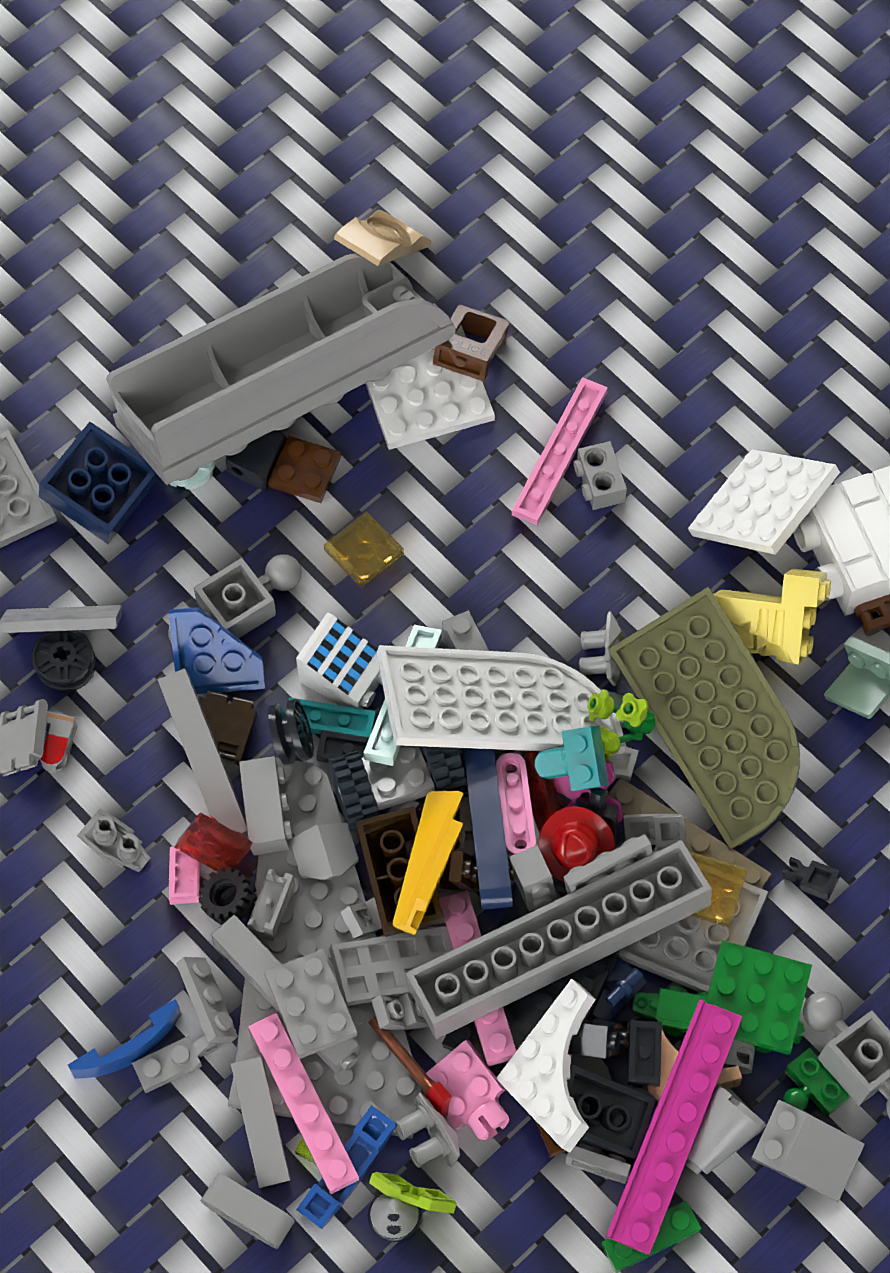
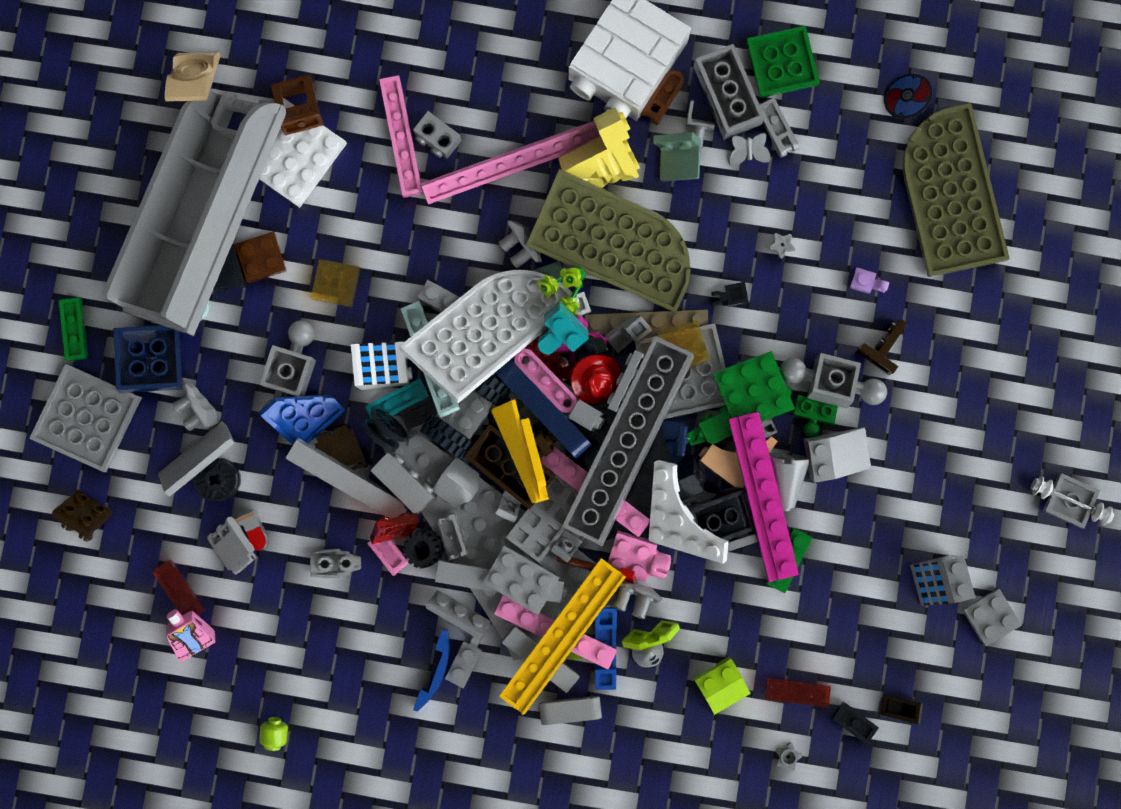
camera: 35 degrees left, 20 degrees up
(45, 403) = (73, 329): none -> green plate
(109, 580) = (203, 411): none -> light grey connector
(306, 1105) = (562, 636): none -> yellow plate
(644, 1053) = (719, 469): black plate -> none
(655, 556) = (509, 162): none -> bright pink plate
(763, 501) = (546, 85): white plate -> none

